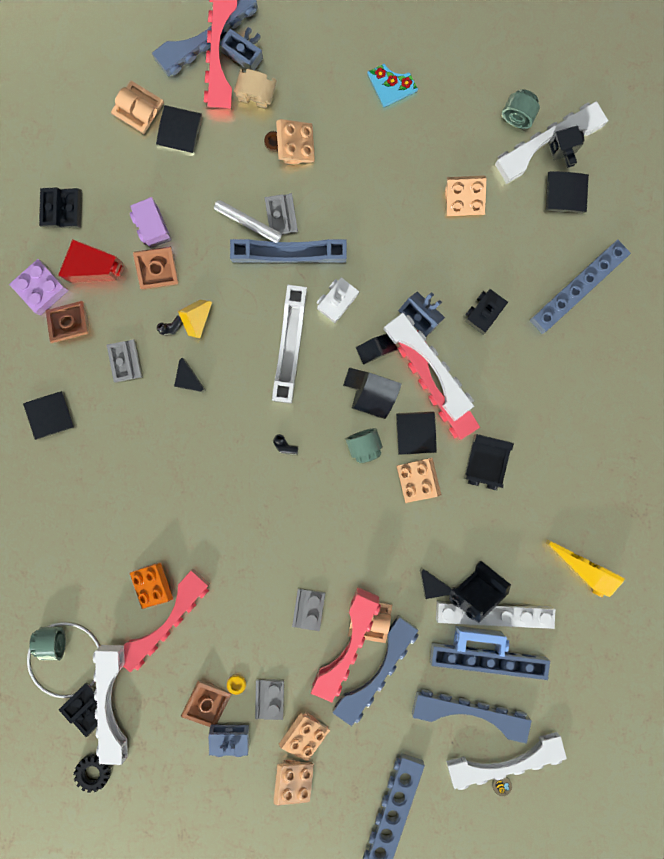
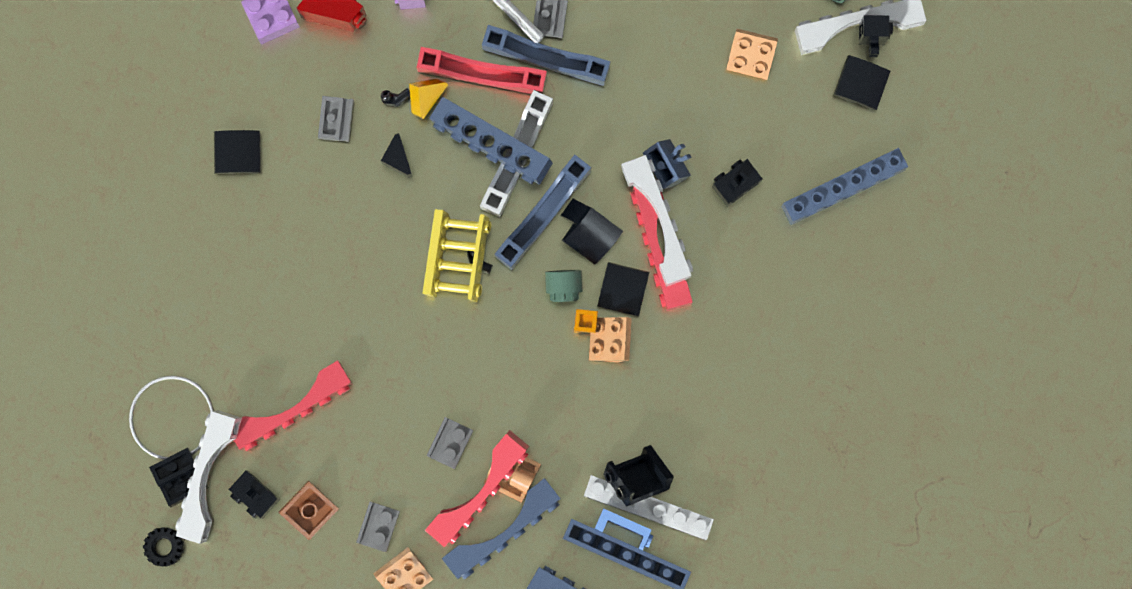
camera: 15 degrees right, 5 degrees down
(48, 643) = (161, 392): sand green piece -> none
(67, 321) = (288, 59): nougat slope -> none
(151, 585) = (290, 364): orange plate -> none
(155, 267) = (400, 31): nougat slope -> none
(155, 706) = (253, 495): none -> black brick
(218, 325) = (447, 111): none -> sand blue brick
(220, 284) = (501, 76): none -> coral arch
(229, 740) = (321, 556): sand blue brick -> none
(236, 684) = (347, 499): yellow tile -> none
(250, 460) = (439, 243): none -> light yellow fence
(328, 388) = (543, 213): none -> sand blue arch
(337, 300) = (582, 122): white brick -> none
(375, 348) = (607, 186): black slope -> none
(393, 471) = (585, 321): none -> light orange panel
(433, 586) = (590, 456): black slope -> none
(488, 461) = (691, 342): black panel -> none
(600, 579) = (769, 499): yellow wedge -> none

